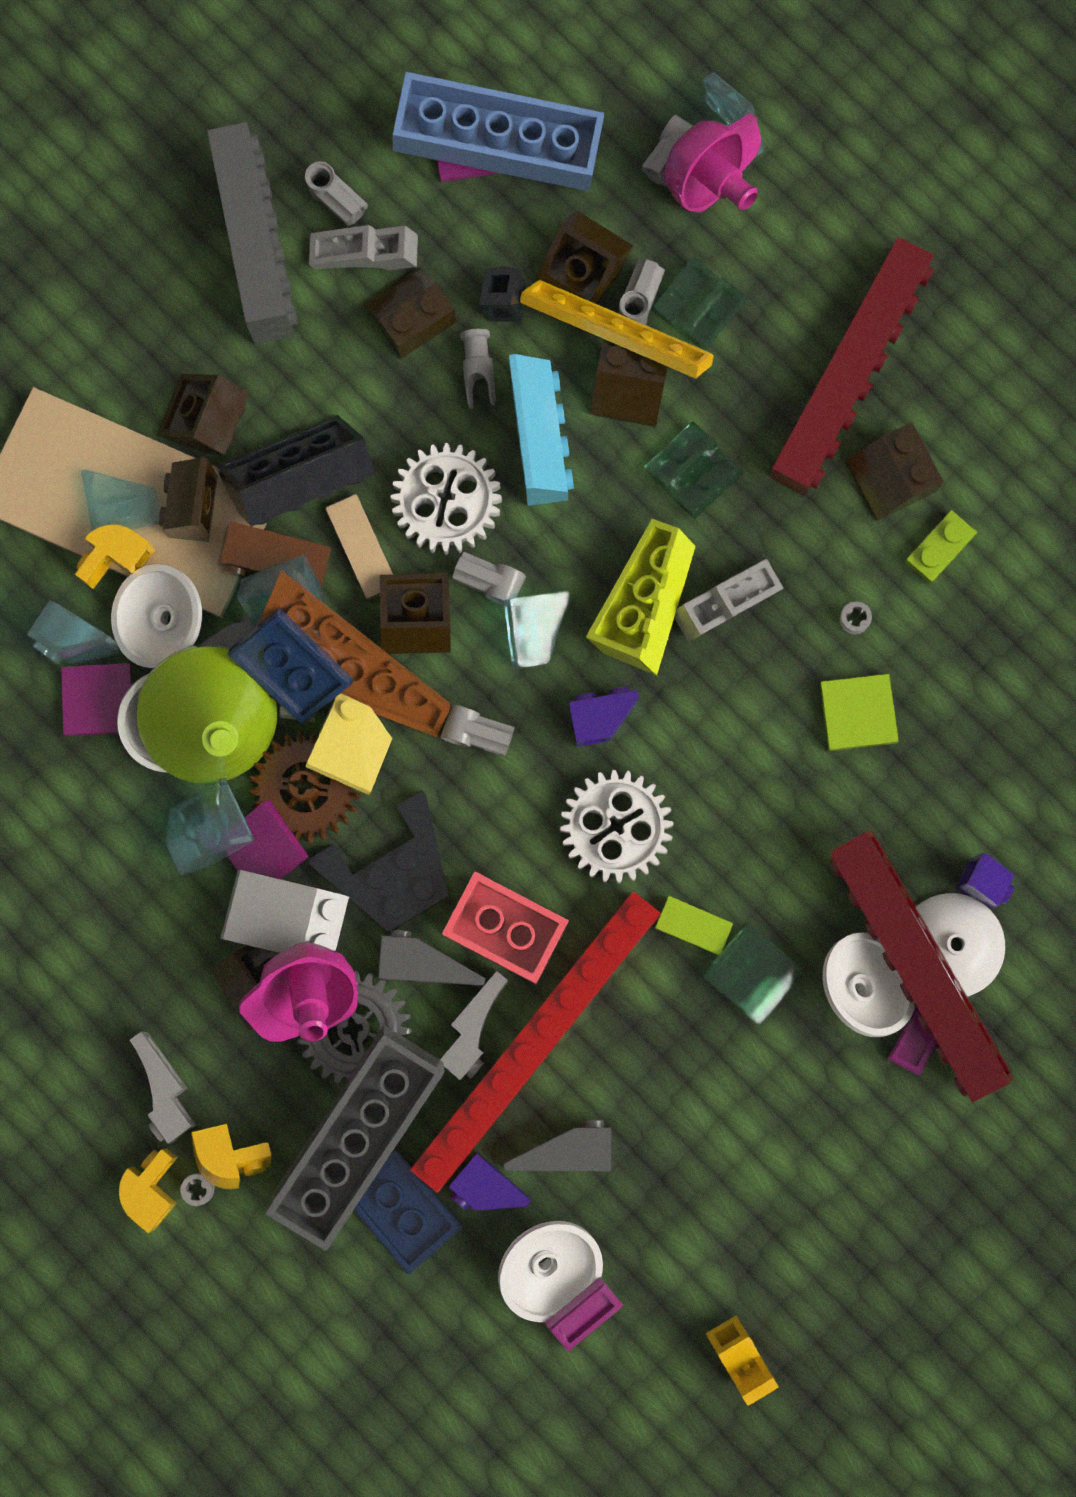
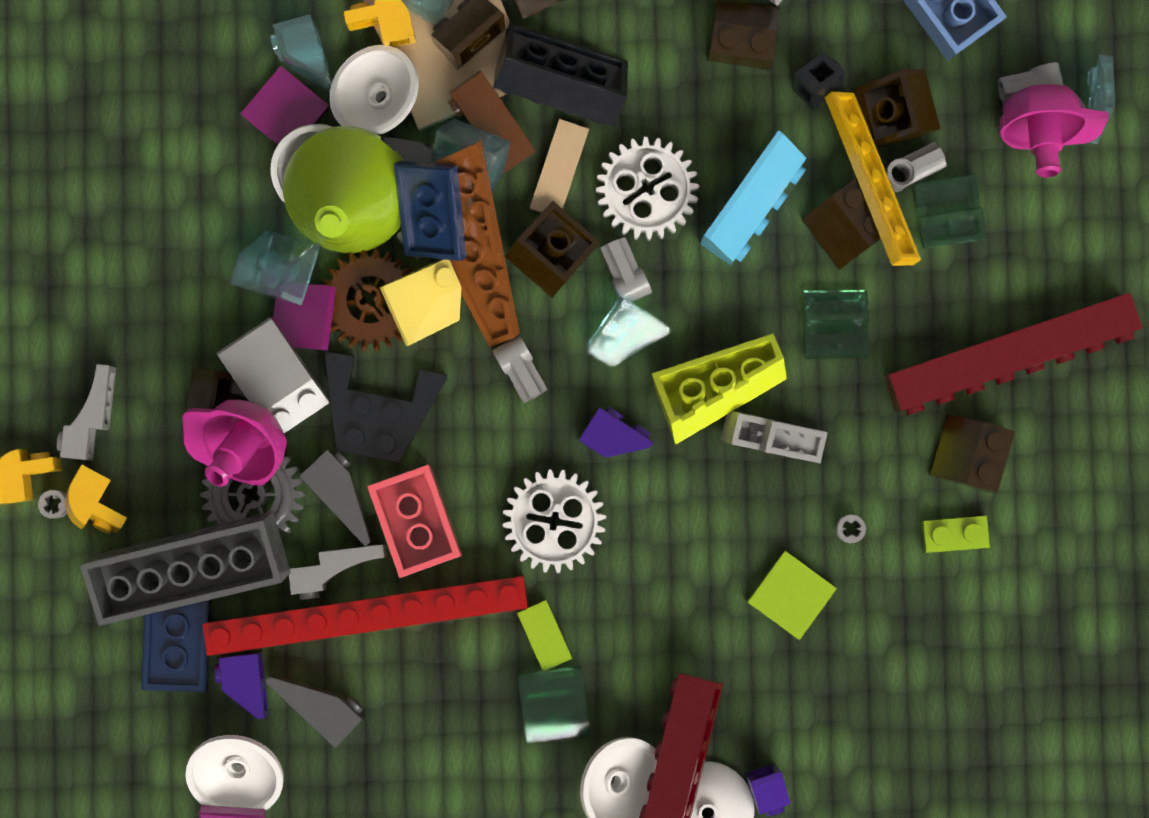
camera: 35 degrees right, 5 degrees up
(477, 362) = (756, 113): light grey piece -> none

